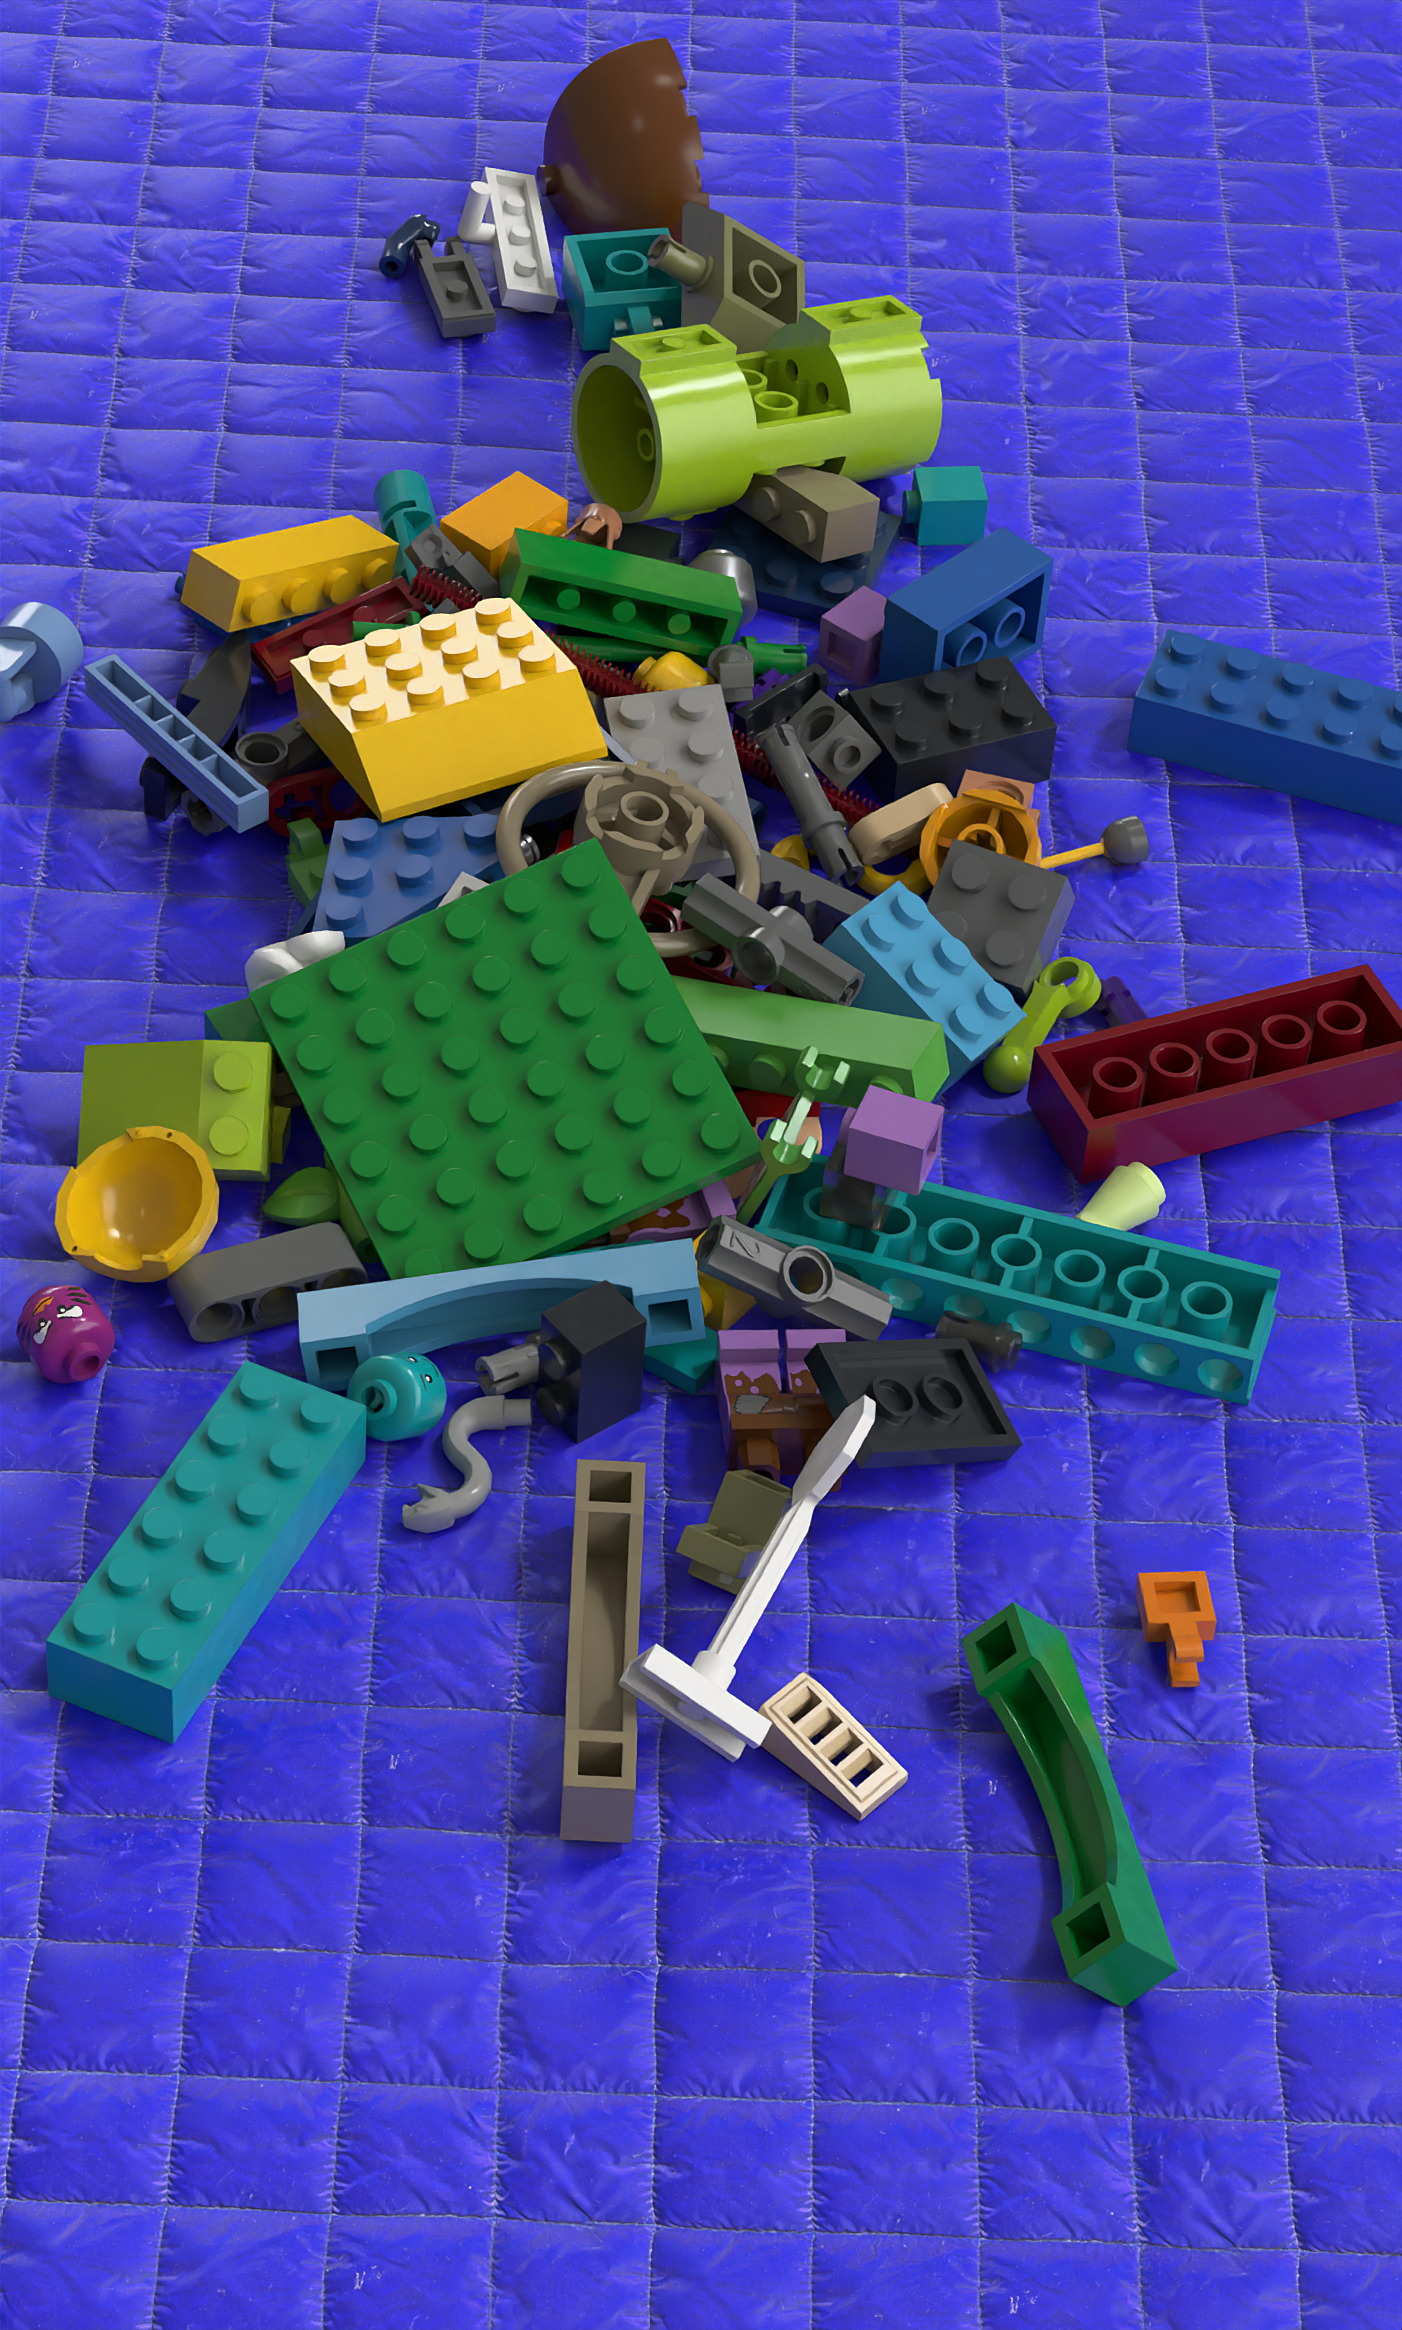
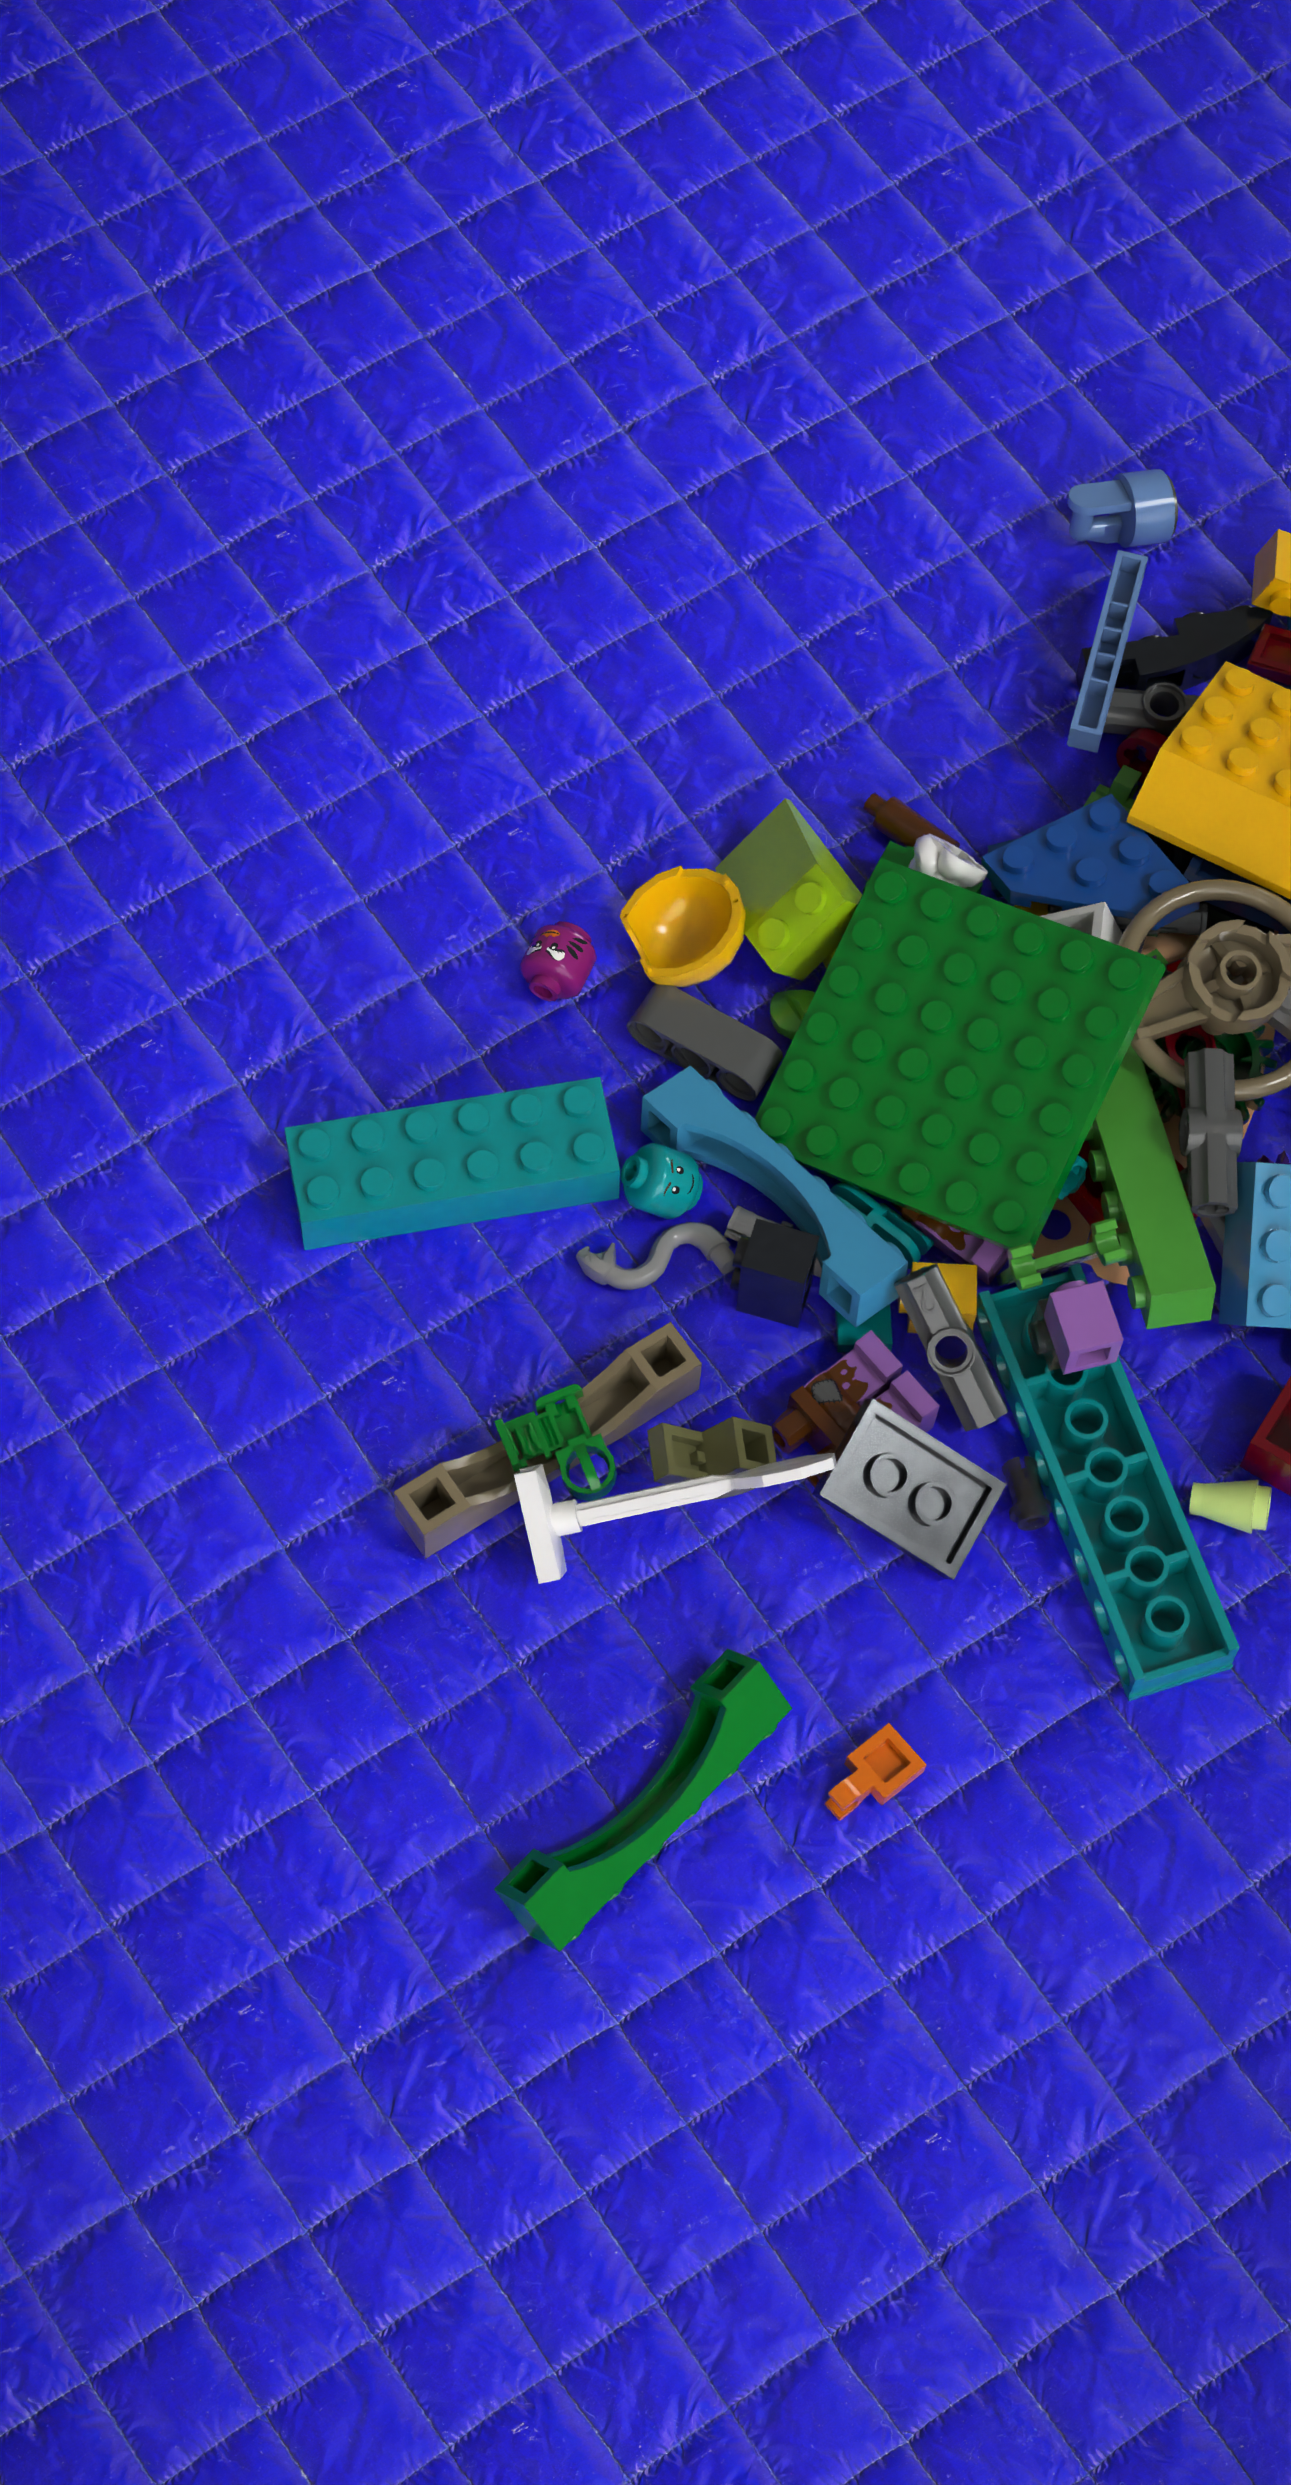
camera: 55 degrees right, 20 degrees up
(184, 1007) = (901, 822): none -> reddish brown cylinder
(606, 1627) = (561, 1428): none -> green piece
(807, 1709) = (601, 1581): tan slope -> none

